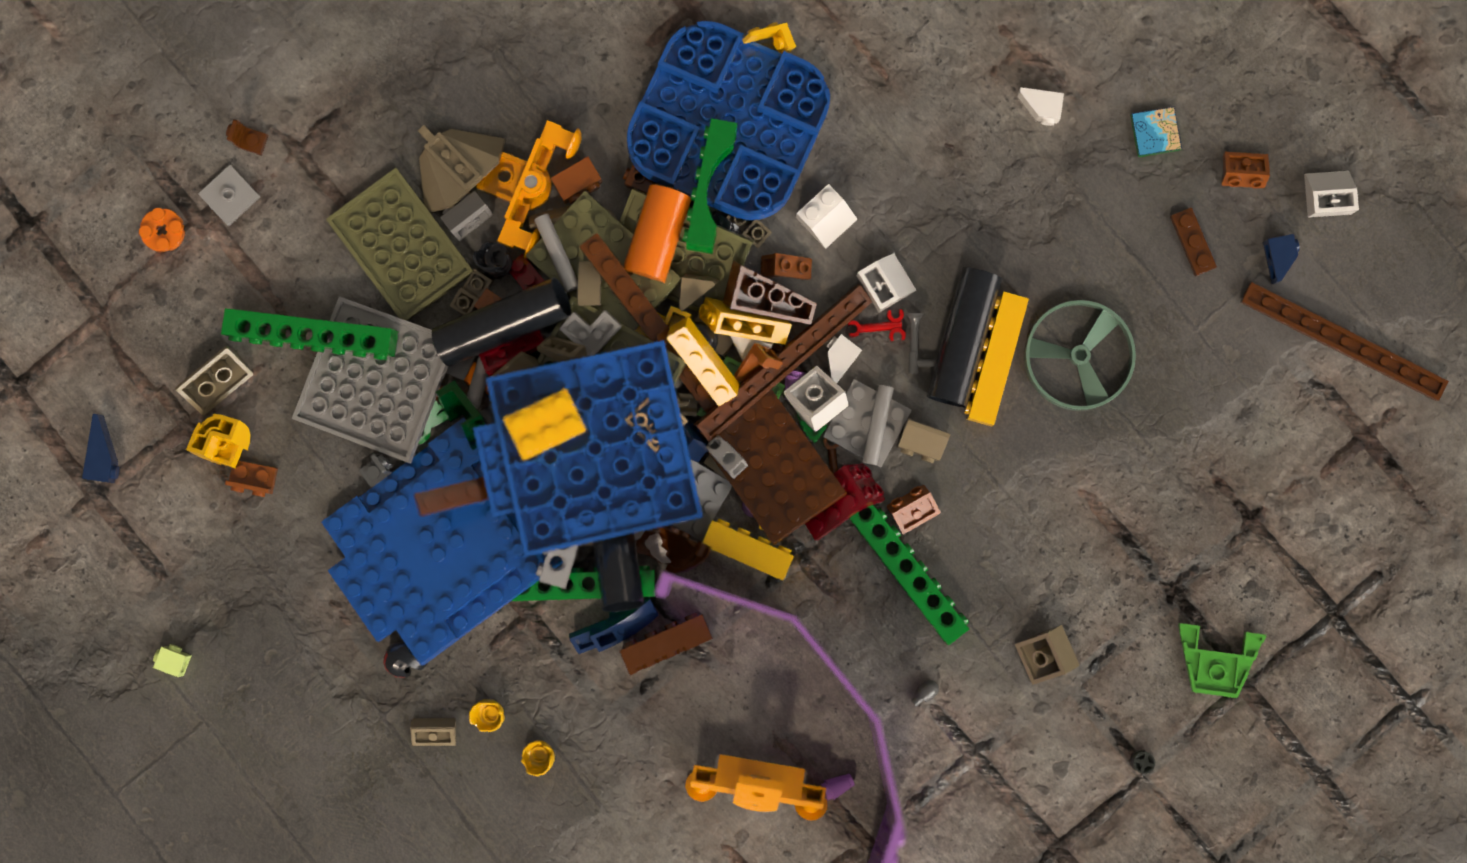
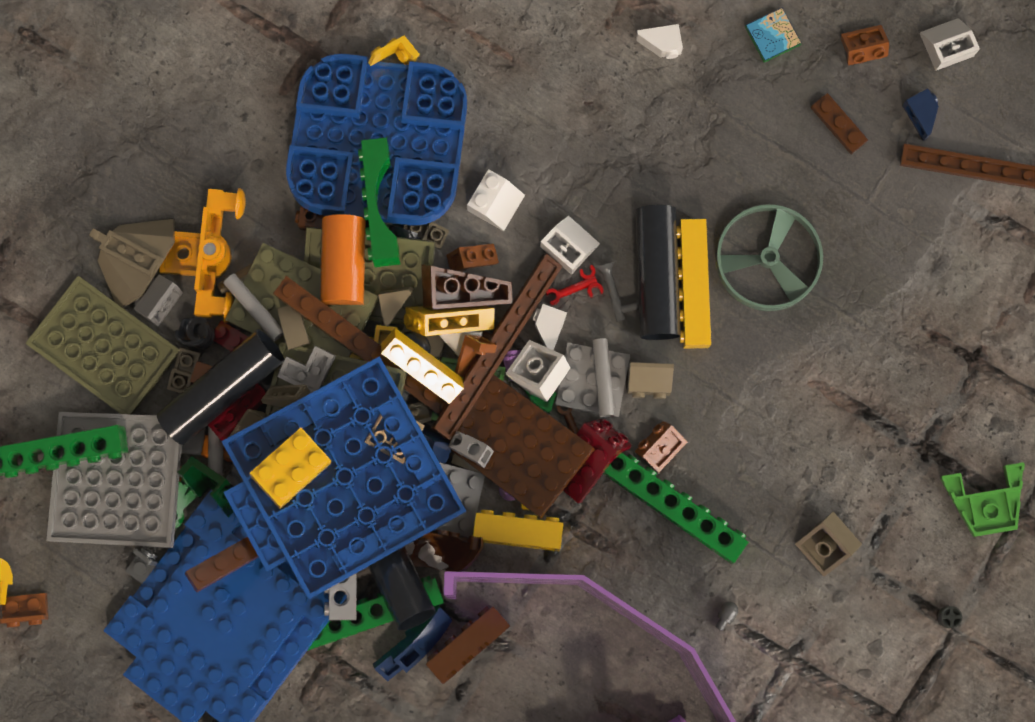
camera: 25 degrees left, 5 degrees down
(576, 180) = (251, 235): dark orange brick -> none

